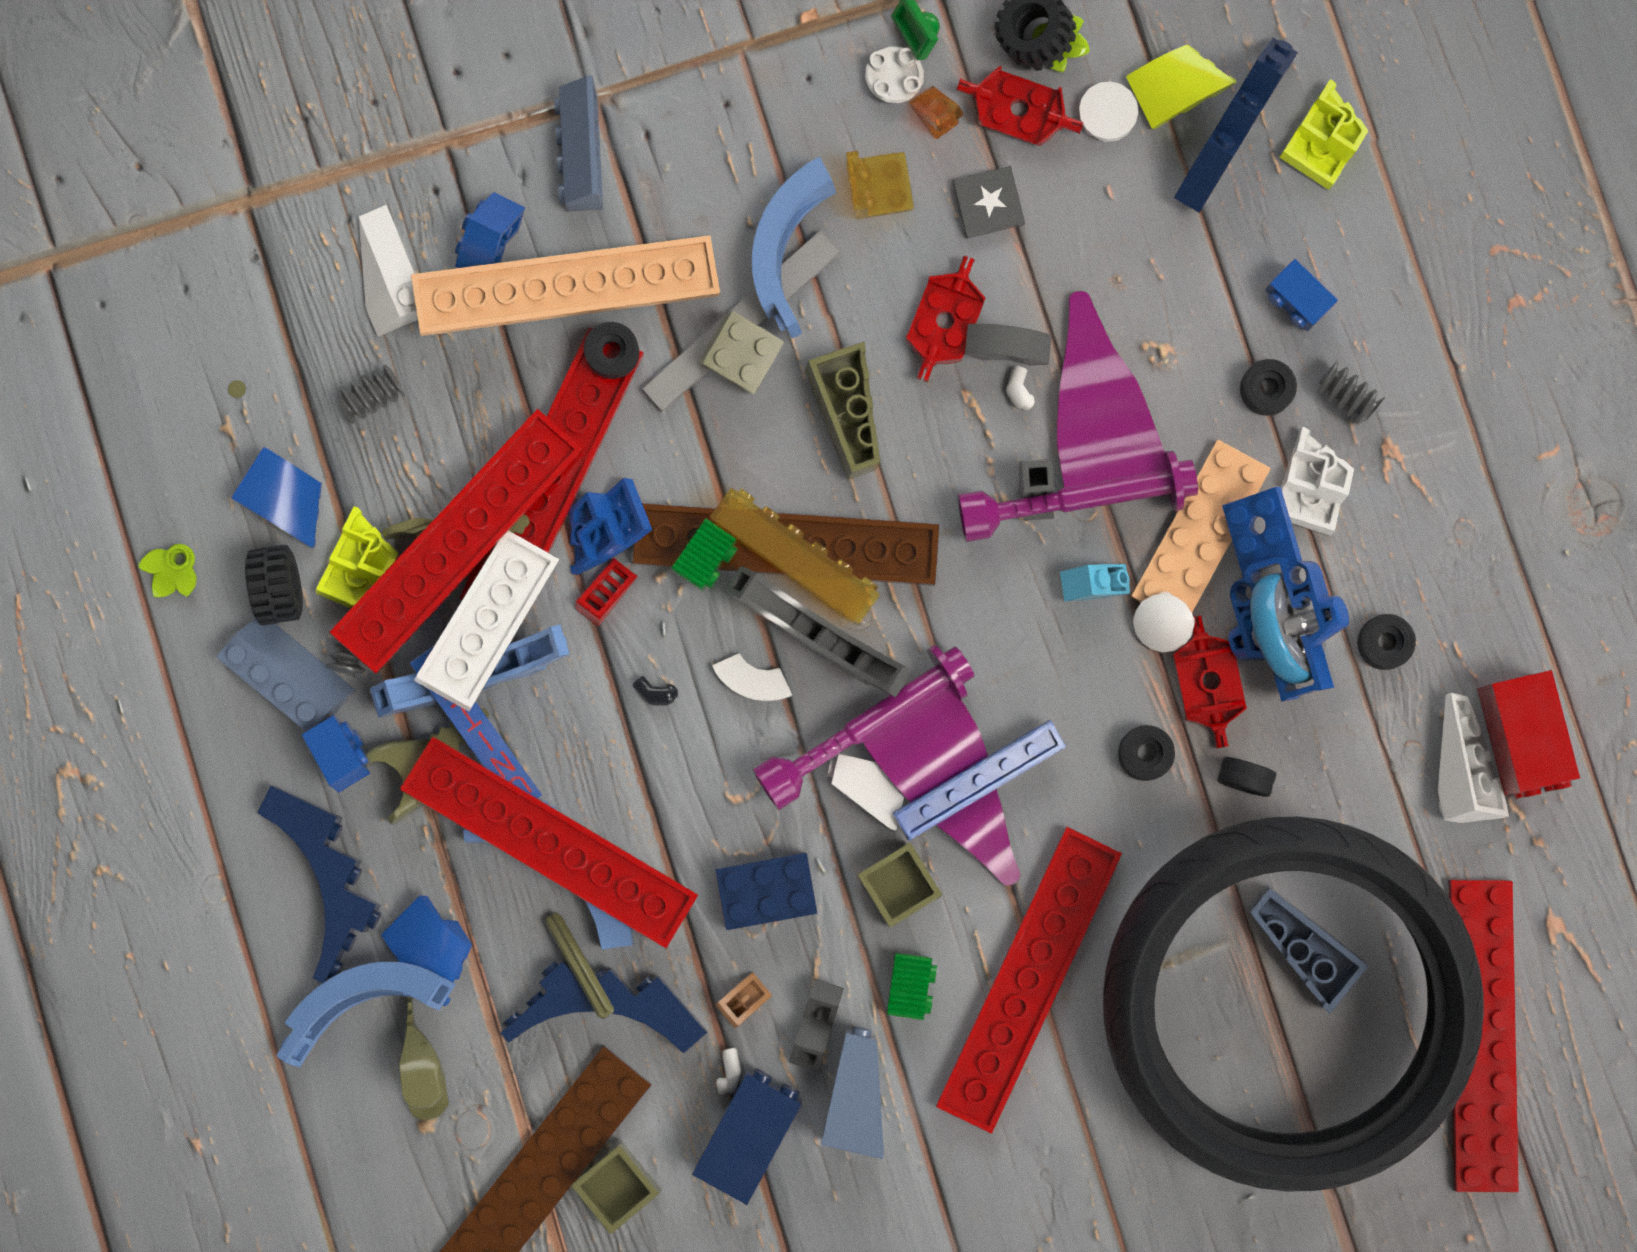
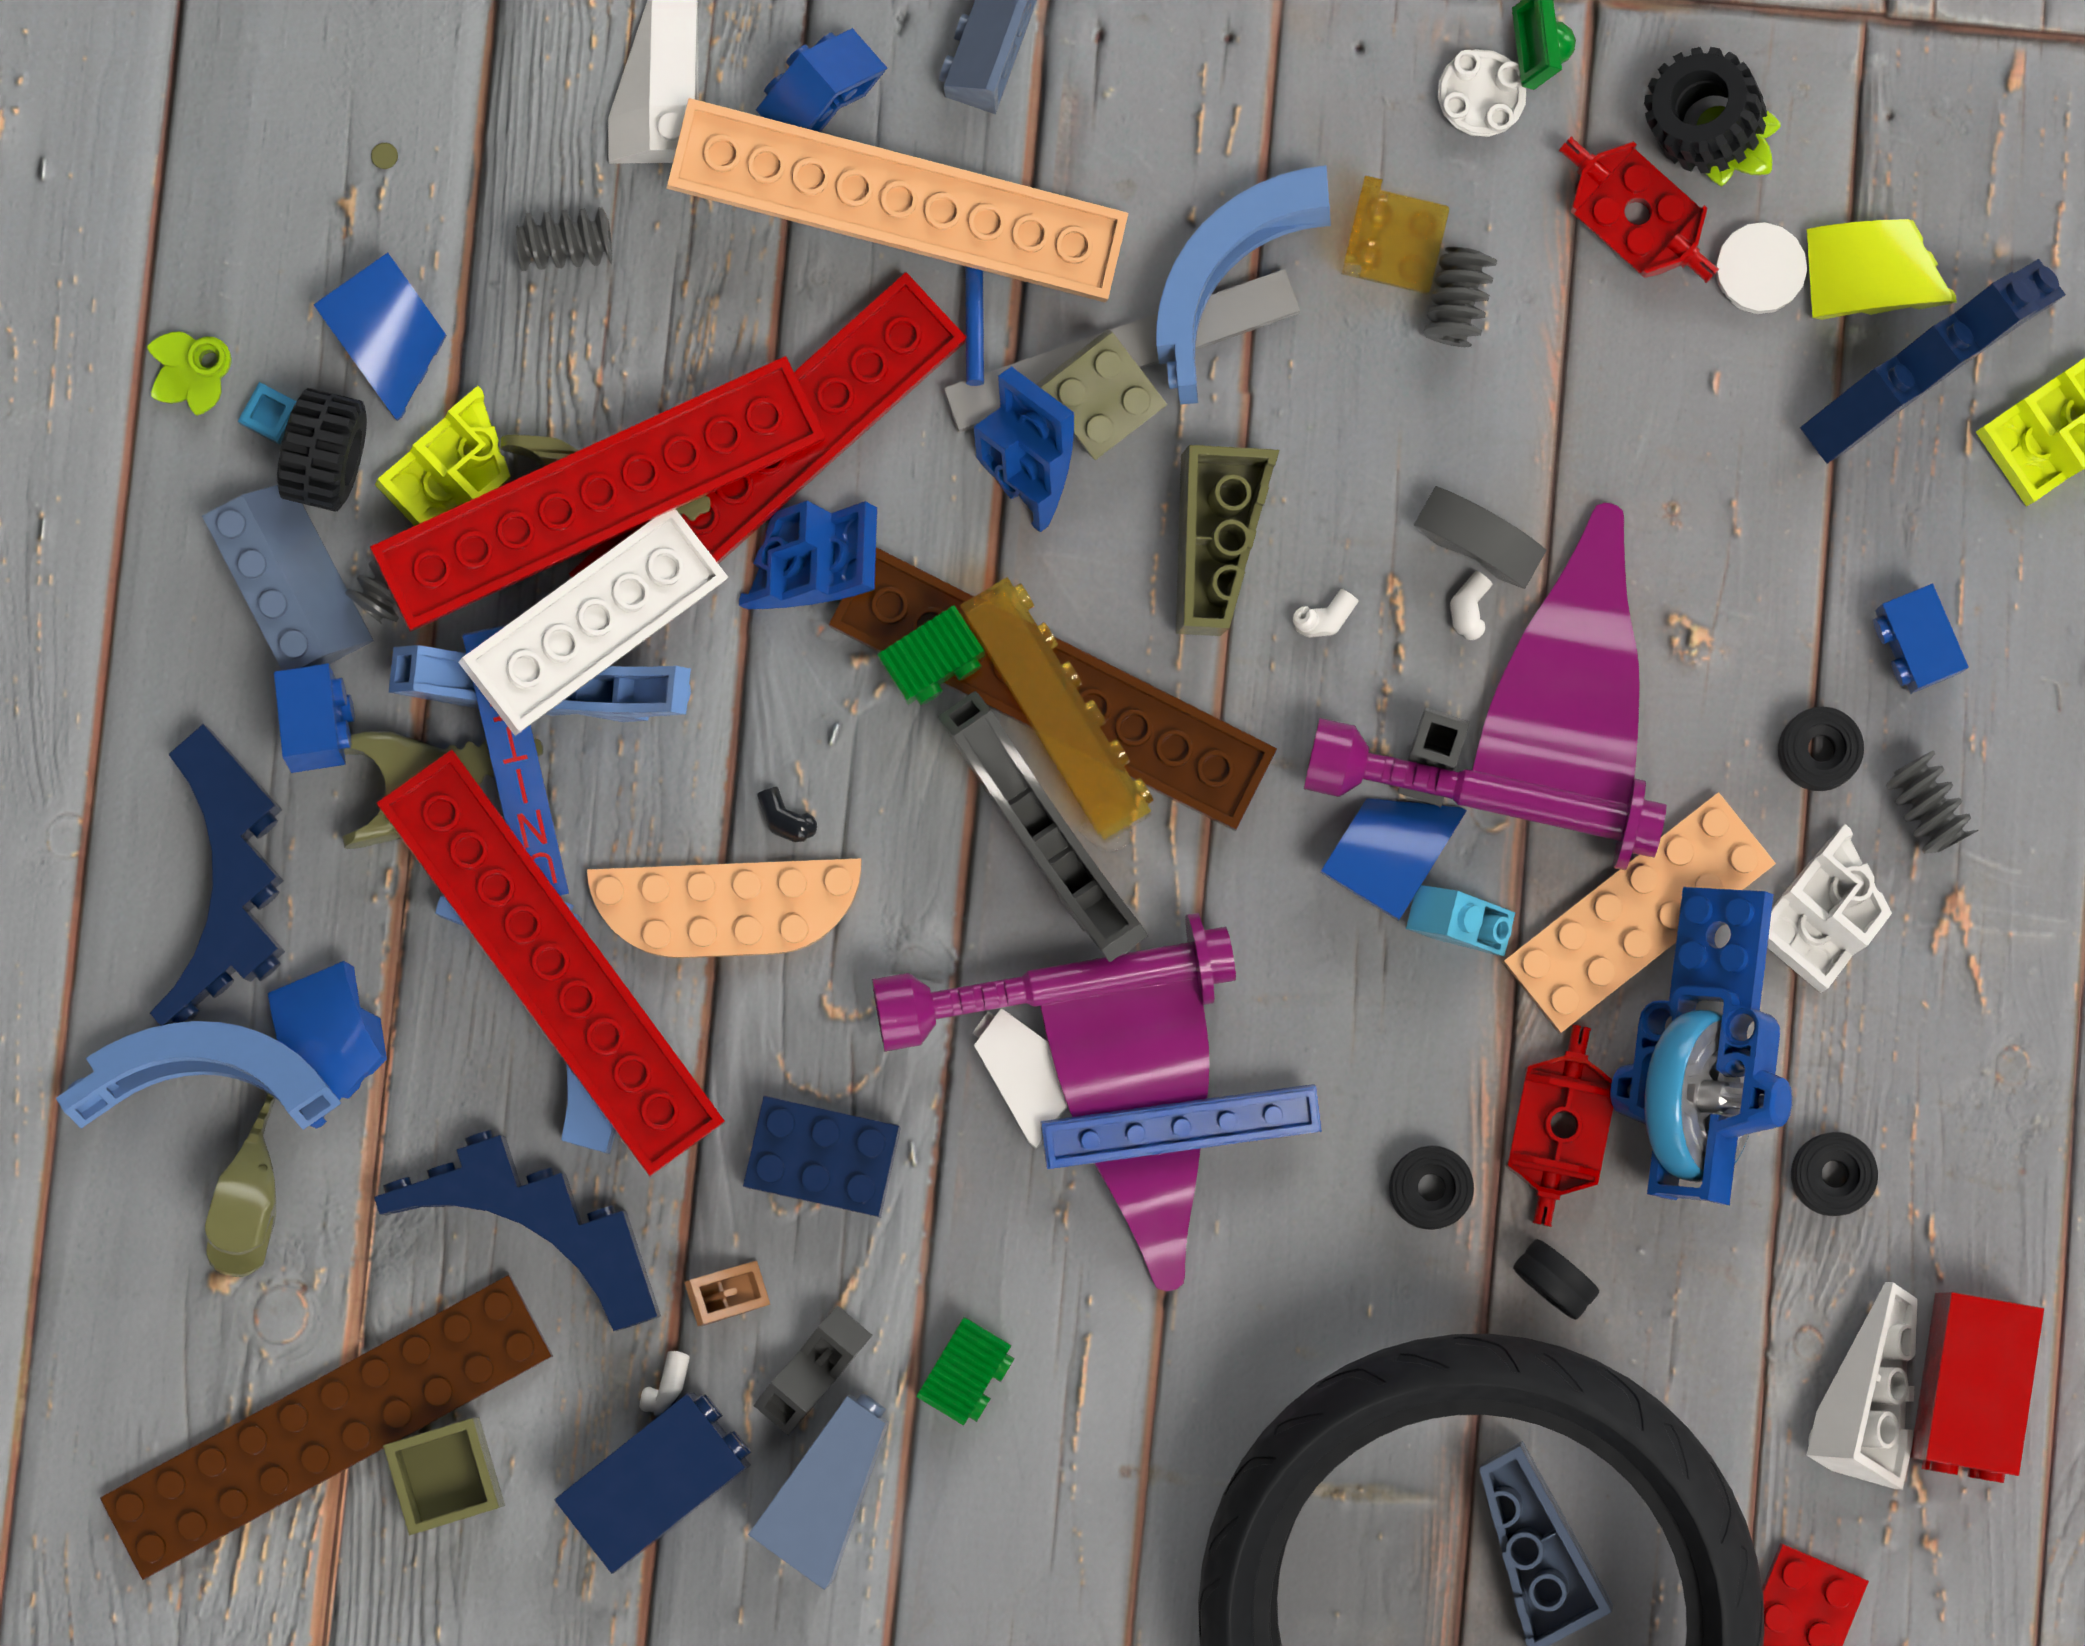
camera: 25 degrees right, 0 degrees up
(230, 577) = (267, 413): none -> dark azure tile
(579, 965) = (521, 1150): olive axle -> none
(590, 612) = (739, 666): red slope -> none
(611, 333) = (918, 291): black tyre -> none
(641, 762) = (725, 906): none -> light nougat plate
(645, 343) = (974, 326): none -> blue bar
(708, 402) = (1027, 445): none -> blue slope
(752, 682) = (924, 859): white tile -> none
(899, 885) = (1009, 1225): olive piece -> none
(932, 203) = (1458, 296): none -> dark grey piece
(935, 434) = (1327, 620): none -> white arm
(936, 111) = (1518, 169): clear orange slope -> none
(949, 295) = (1418, 430): red plate -> none
(988, 202) = (1538, 326): dark grey tile -> none
(1028, 980) = (1133, 1432): red plate -> none
(1035, 557) = (1391, 851): none -> blue slope
(1163, 622) = (1532, 1016): white dish -> none

